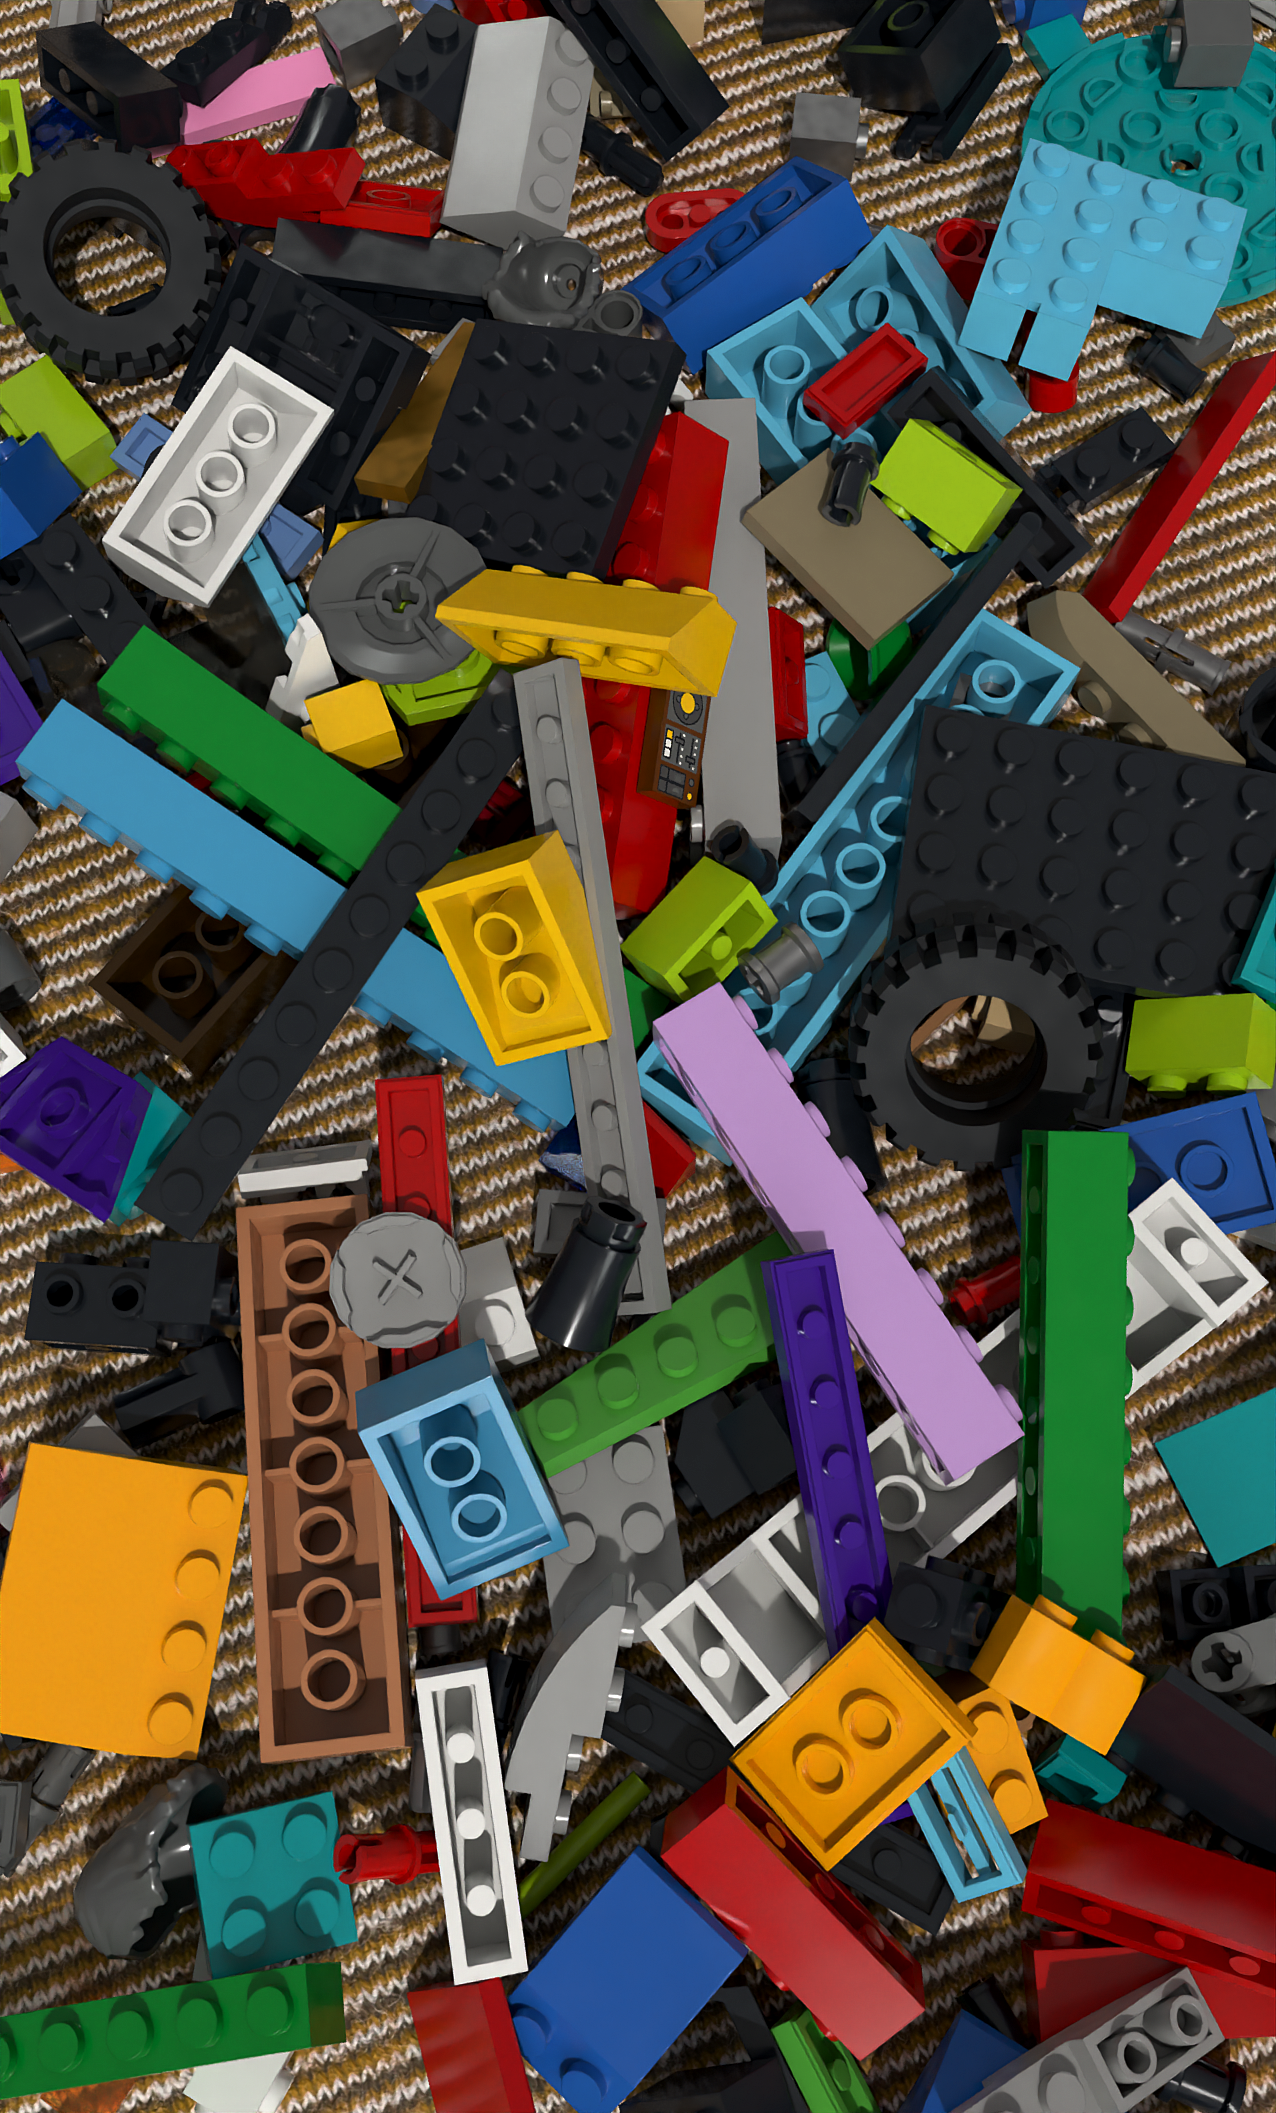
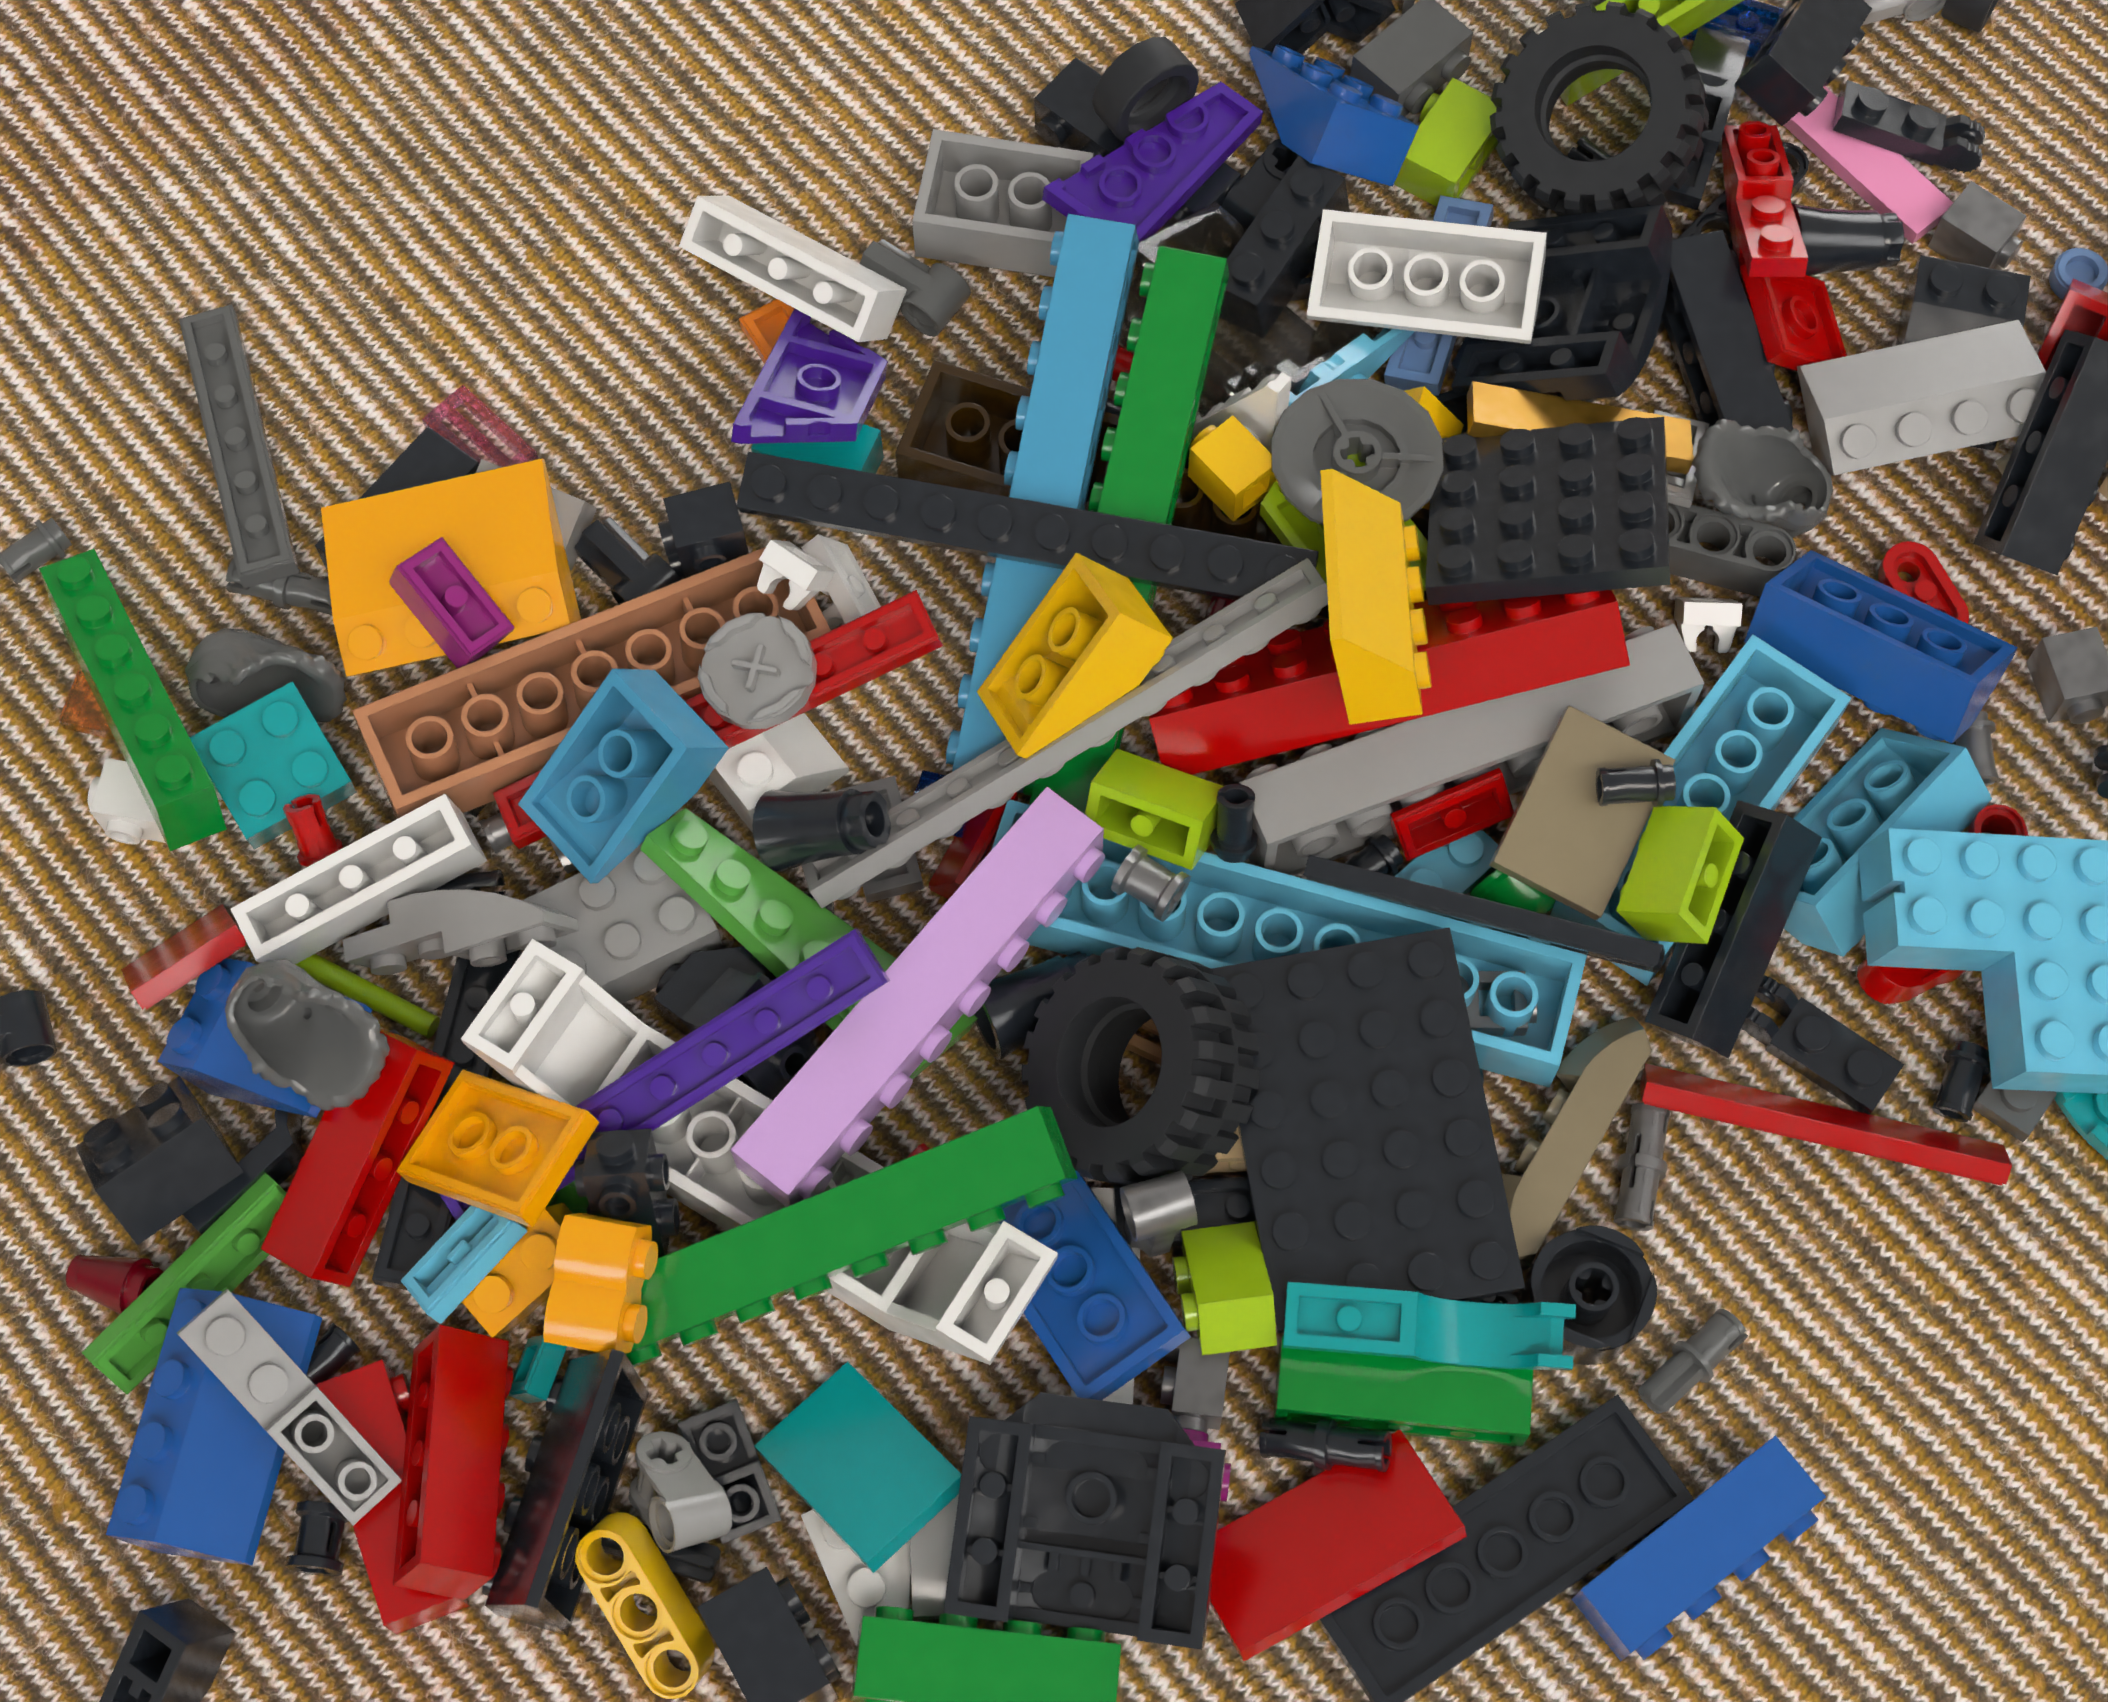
camera: 70 degrees right, 5 degrees down
(92, 1307) = (673, 462): black brick -> none
(173, 1604) = (450, 603): none -> magenta slope
(285, 1200) = (787, 561): none -> white tile
(619, 156) = (1962, 495): black axle -> none
(667, 1936) = (305, 1034): none -> dark grey piece
(673, 747) = (1310, 725): tile -> none
(865, 381) = (1779, 779): red tile -> none
(1132, 1074) = (1157, 1212): none -> flat silver piece

